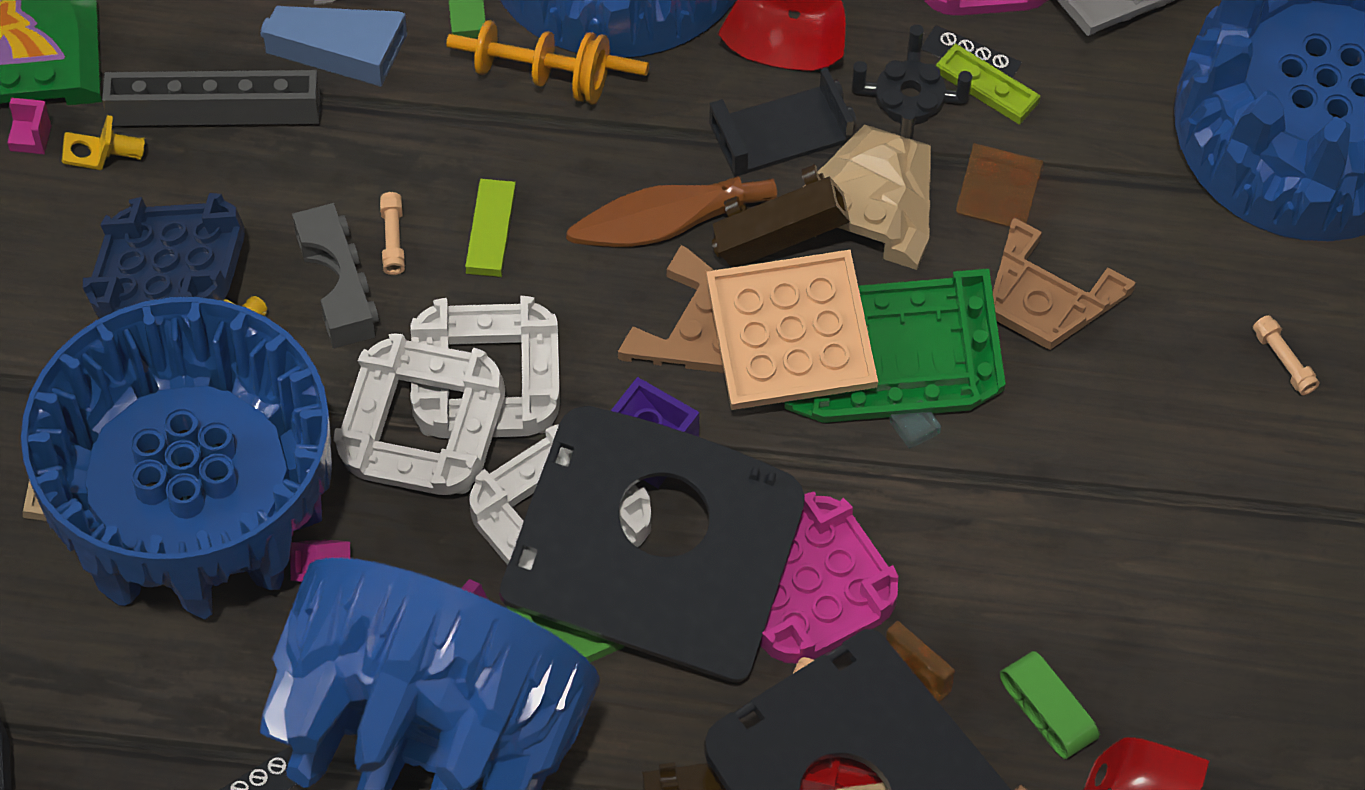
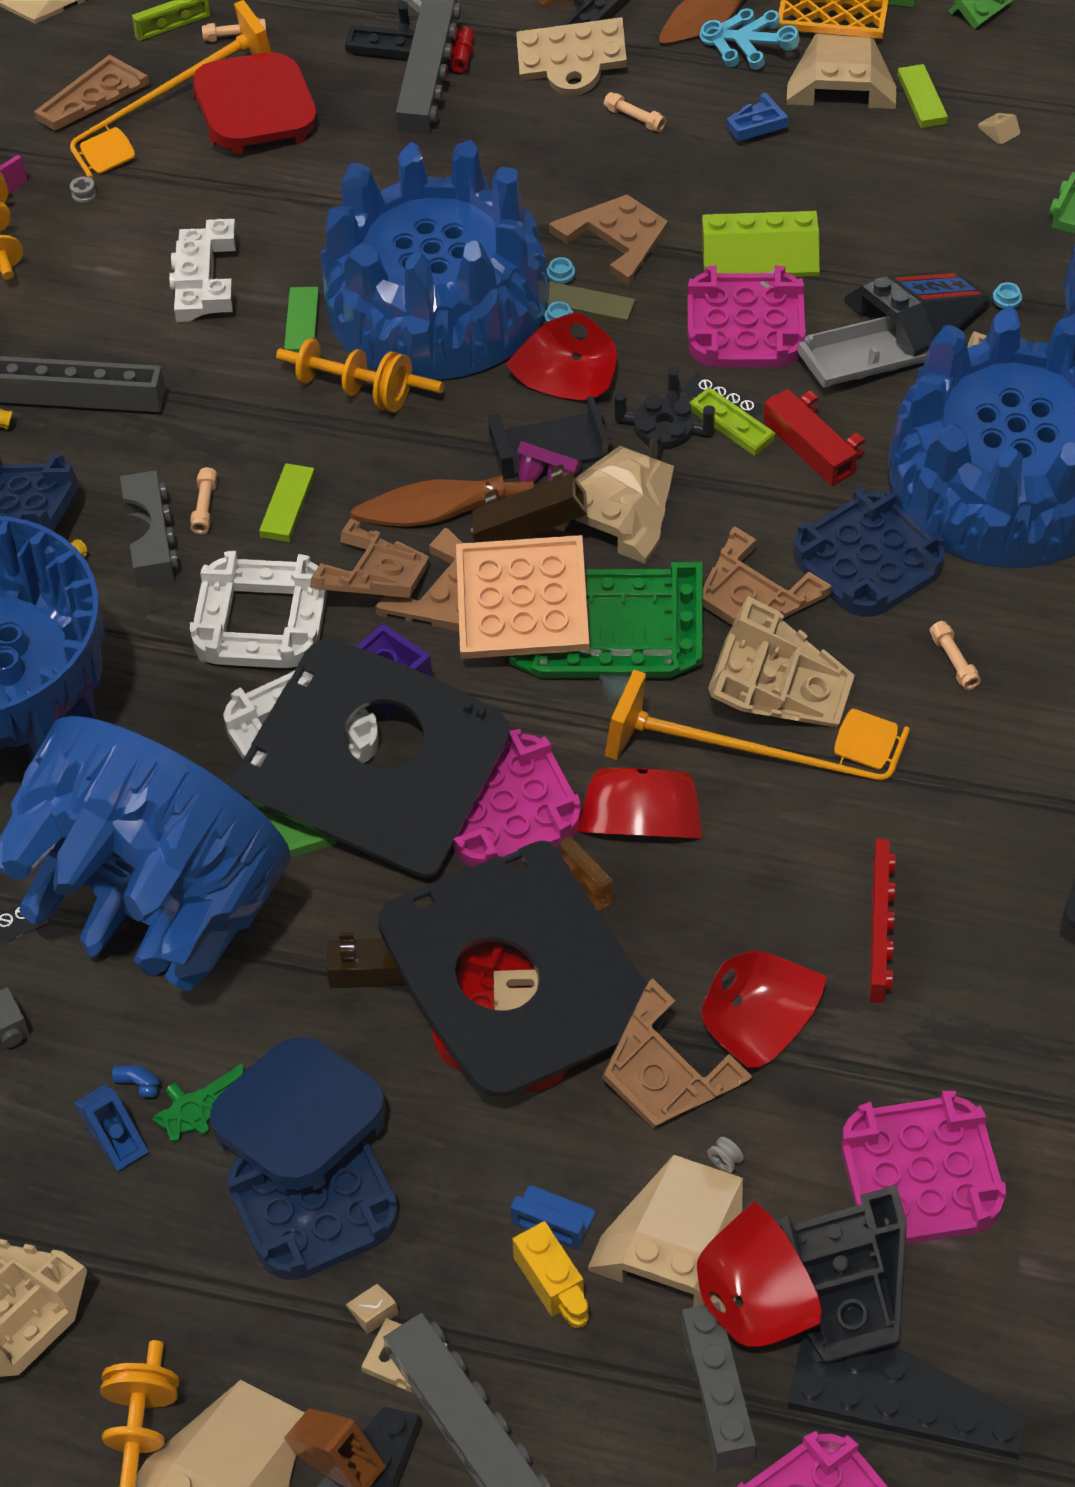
camera: 10 degrees right, 5 degrees down
(337, 40) = (188, 348): medium blue slope -> none
(412, 468) = (199, 688): white plate -> none
(623, 306) = (380, 571): none -> medium nougat wing
(771, 152) = (534, 459): none -> magenta tile
(964, 572) = (641, 804): none -> red piece
(999, 185) = (726, 499): clear orange bracket -> none
(1049, 705) = (695, 920): bright green beam -> none
(1083, 98) = (811, 437): none -> red brick
(1091, 395) = (777, 671): none -> tan wedge
(1170, 237) = (869, 553): none -> dark blue tile
(1196, 467) = (860, 737): none -> light orange piece
(1255, 686) = (882, 921): none -> red plate

